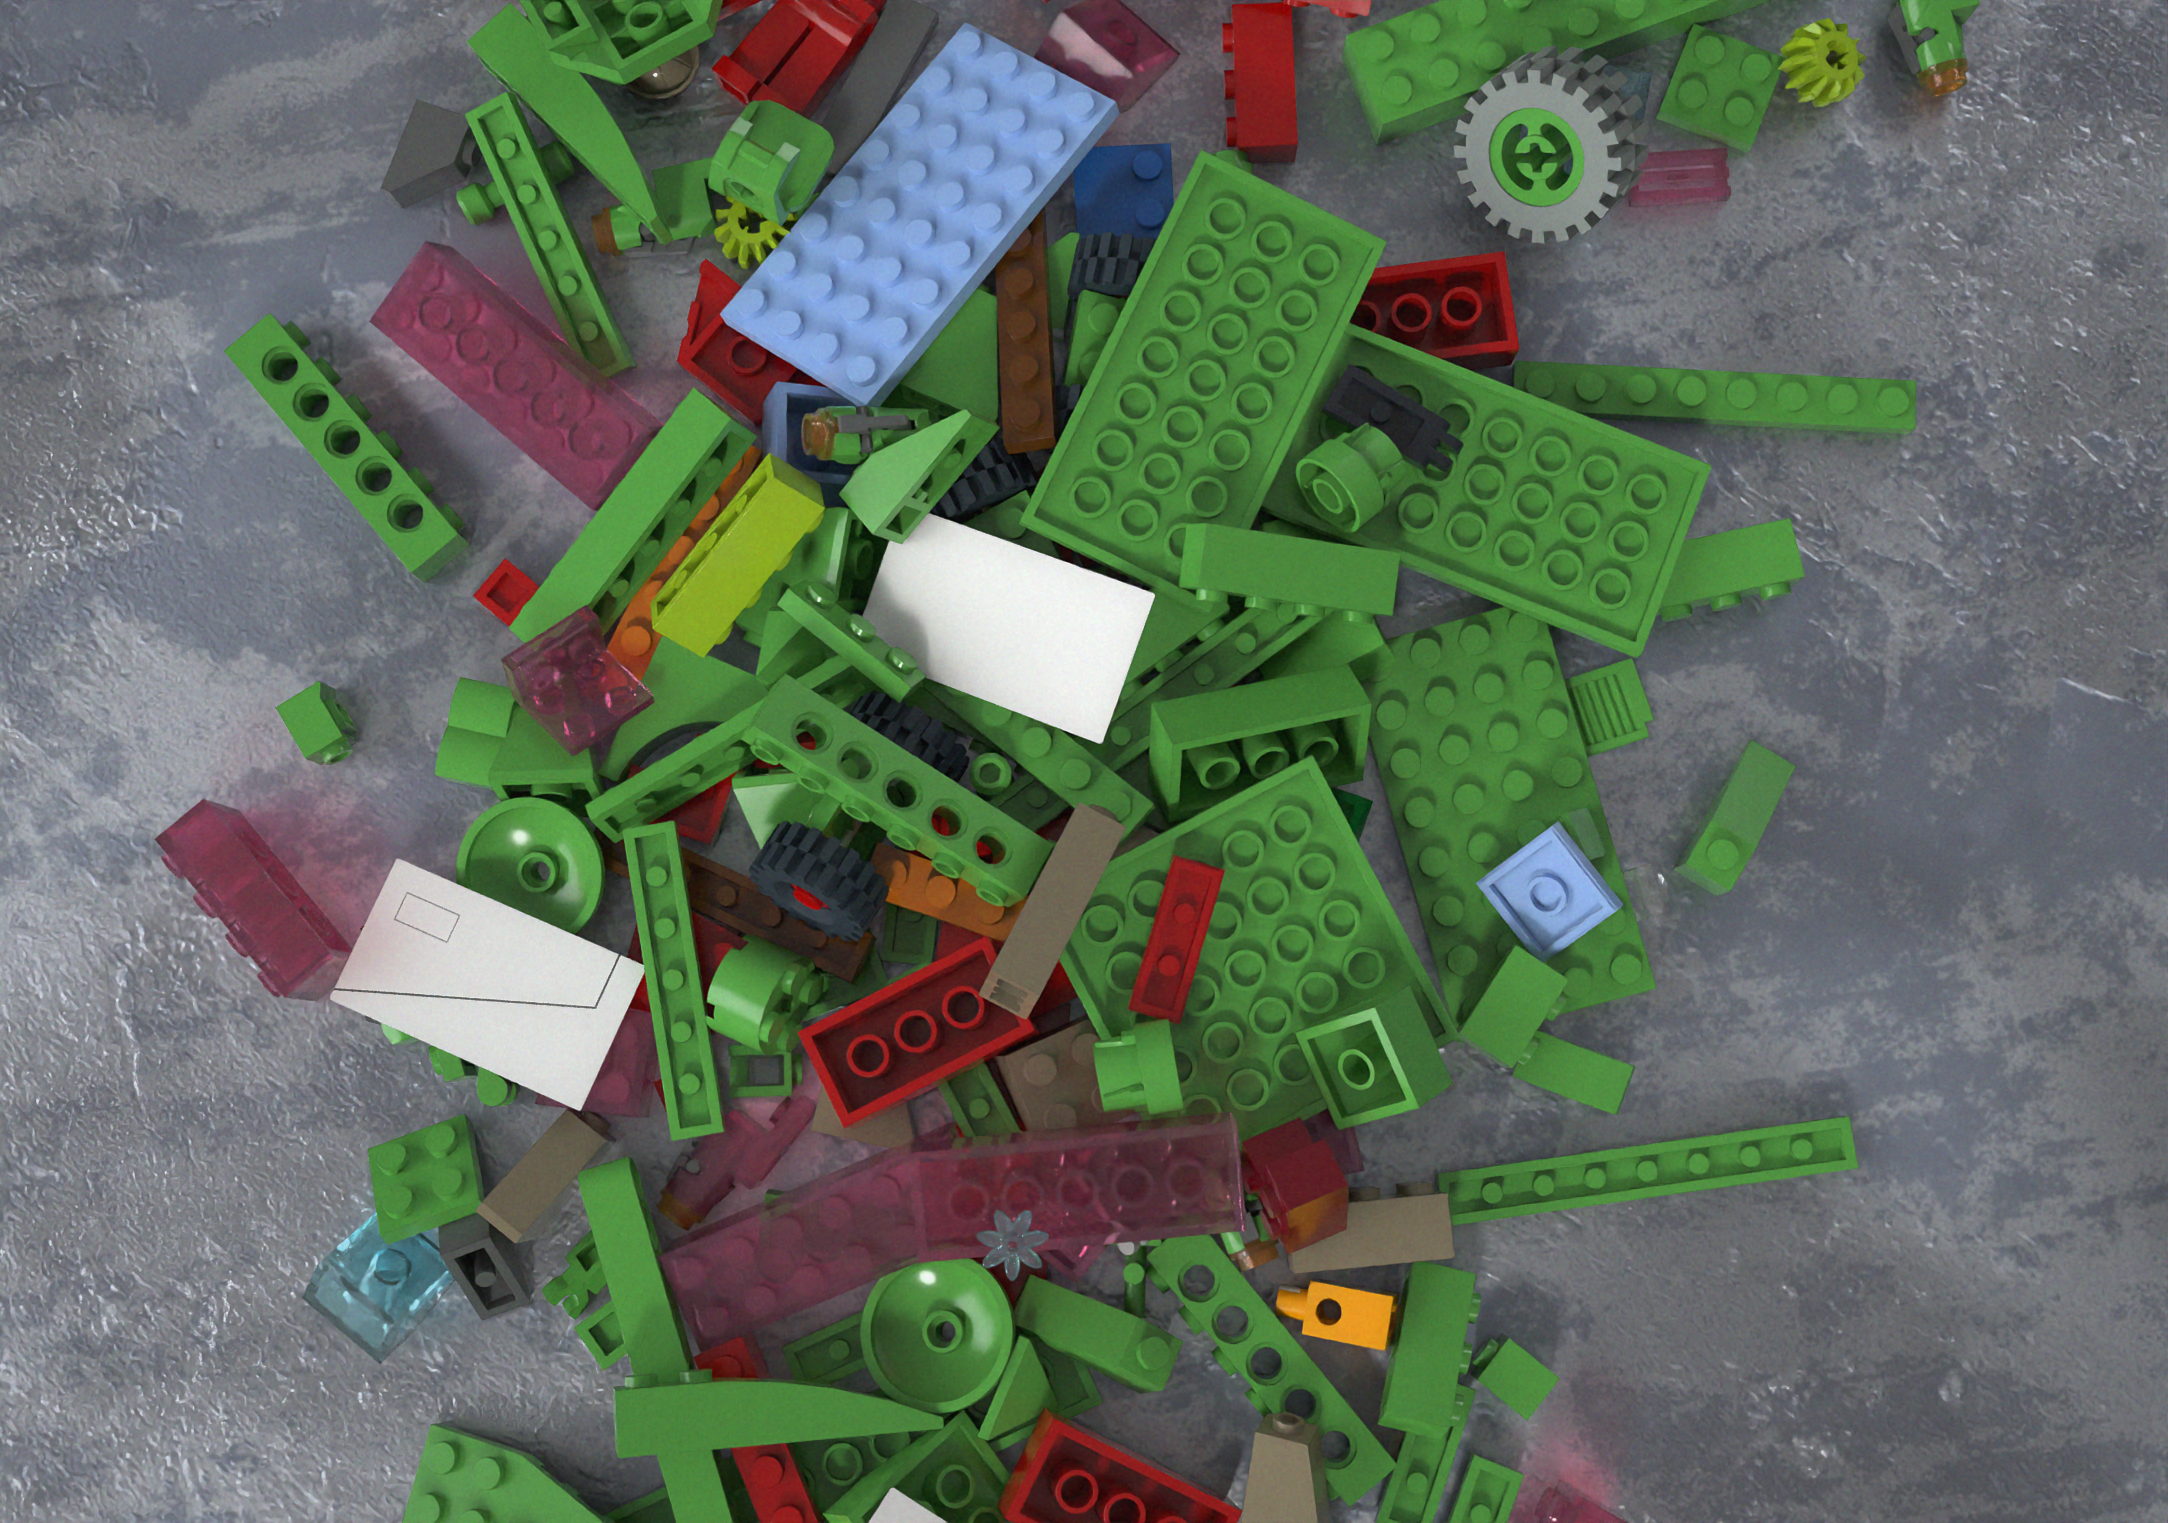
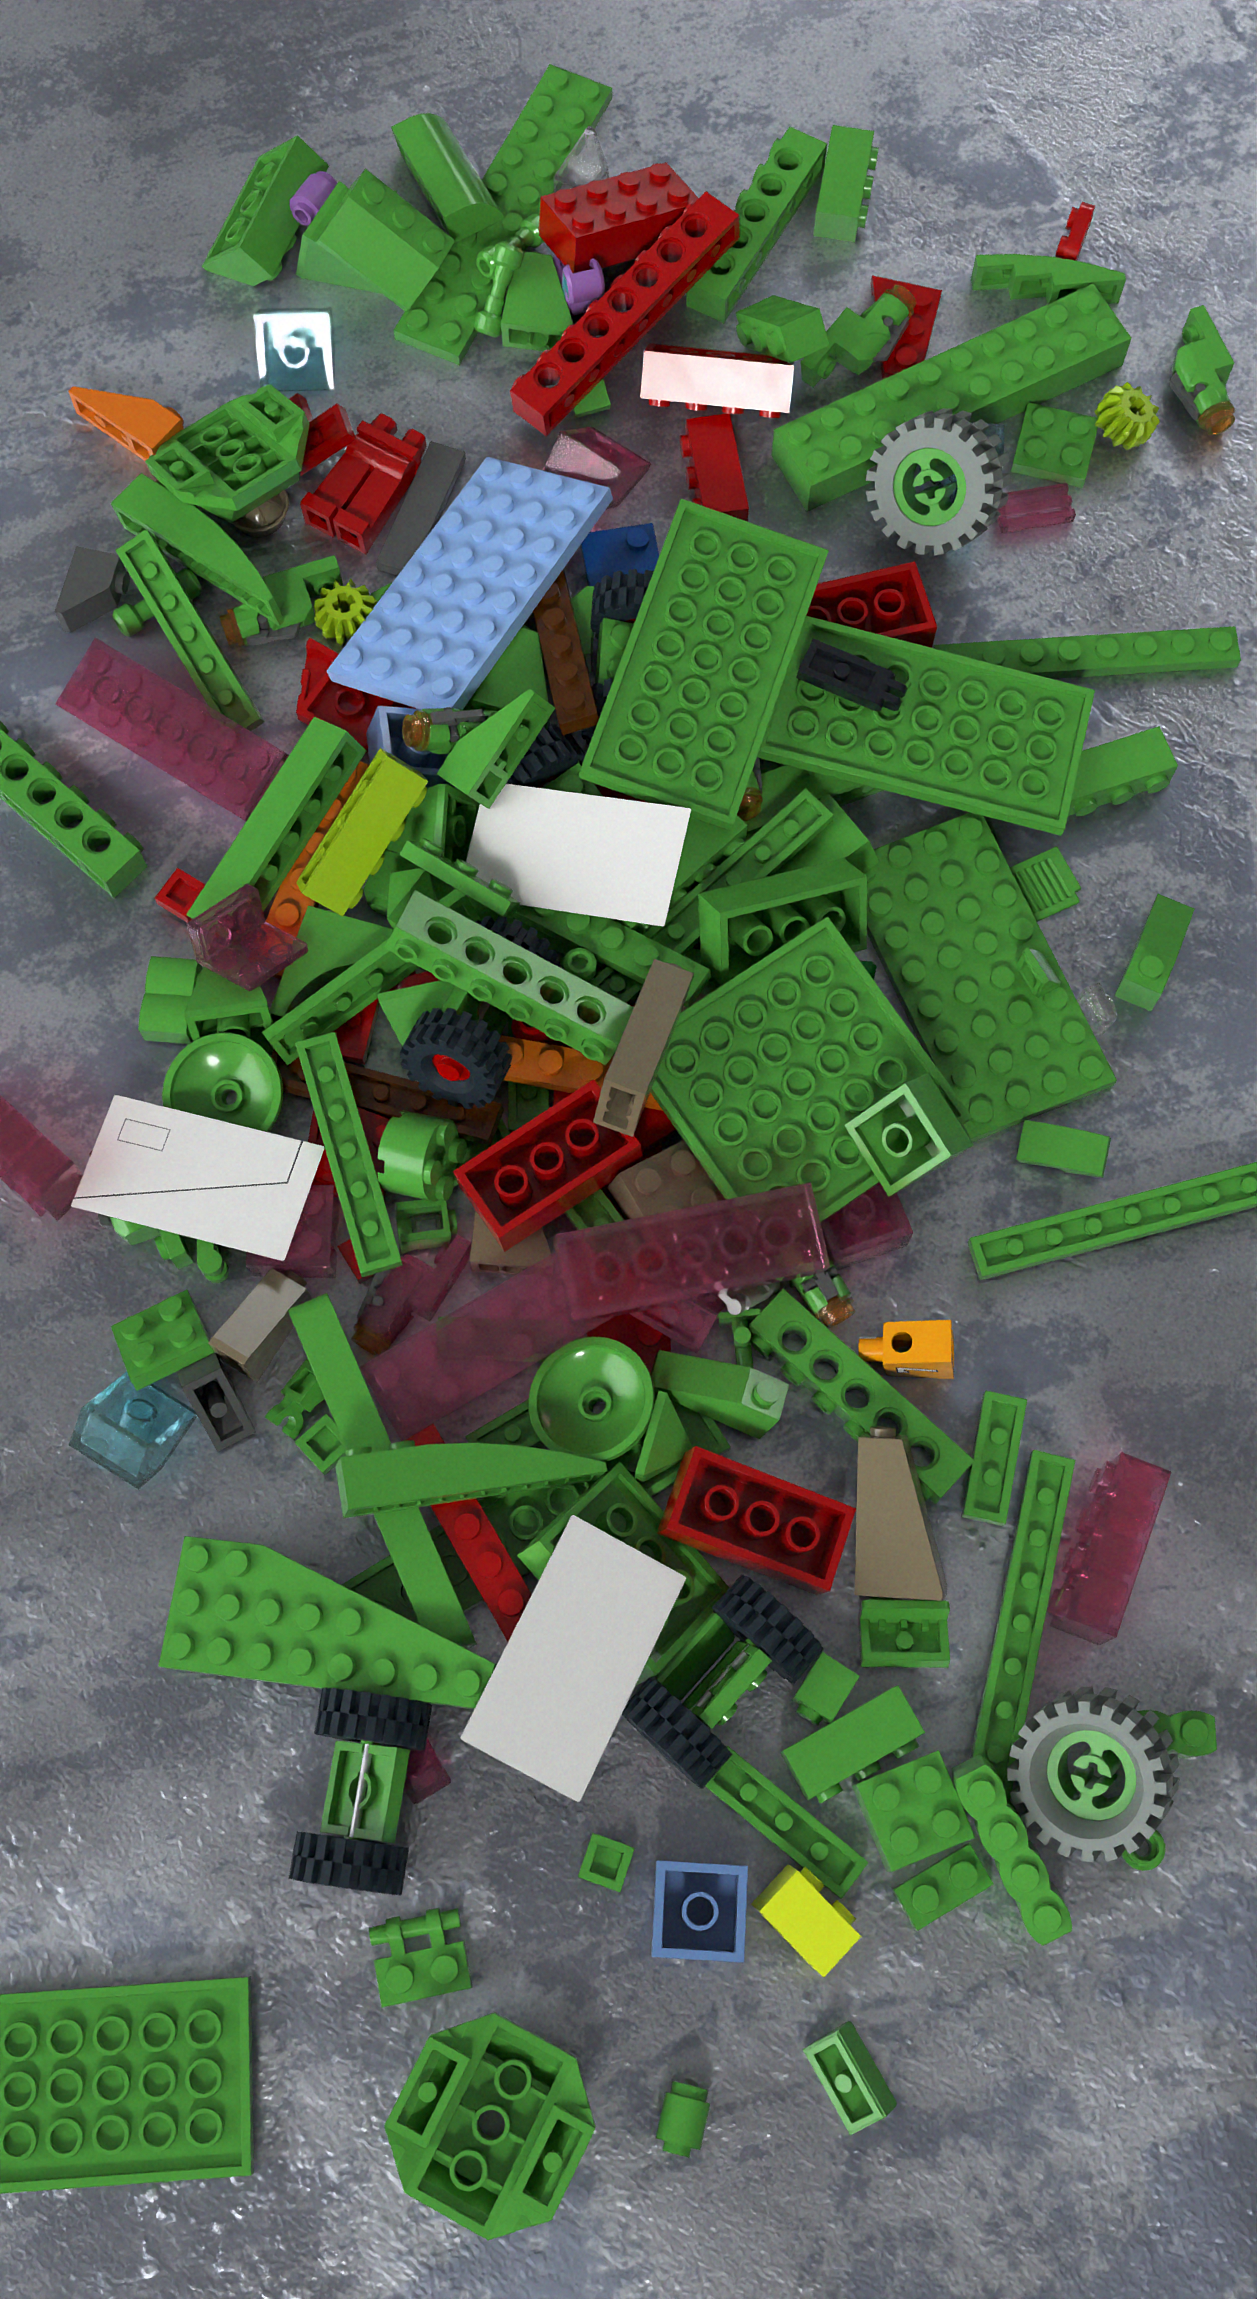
camera: 15 degrees left, 10 degrees down
(319, 724) = (41, 1006): bright green window -> none
(771, 160) = (353, 556): bright green piece -> none
(1012, 1233) = (640, 1301): clear light blue plant -> none
(1139, 1070) = (728, 1158): bright green piece -> none
(1176, 939) = (742, 1063): red tile -> none
(1290, 571) = (789, 786): bright green brick -> none
(1297, 1185) = (866, 1236): dark red brick -> none
(1350, 476) = (825, 716): bright green piece -> none
(1384, 1231) = (921, 1280): dark tan brick -> none
(1429, 1350) = (985, 1368): bright green brick -> none
(1513, 1007) = (1008, 1099): bright green brick -> none
(1513, 1374) = (1053, 1384): bright green brick -> none
(1549, 893) = (1023, 1011): light blue tile -> none

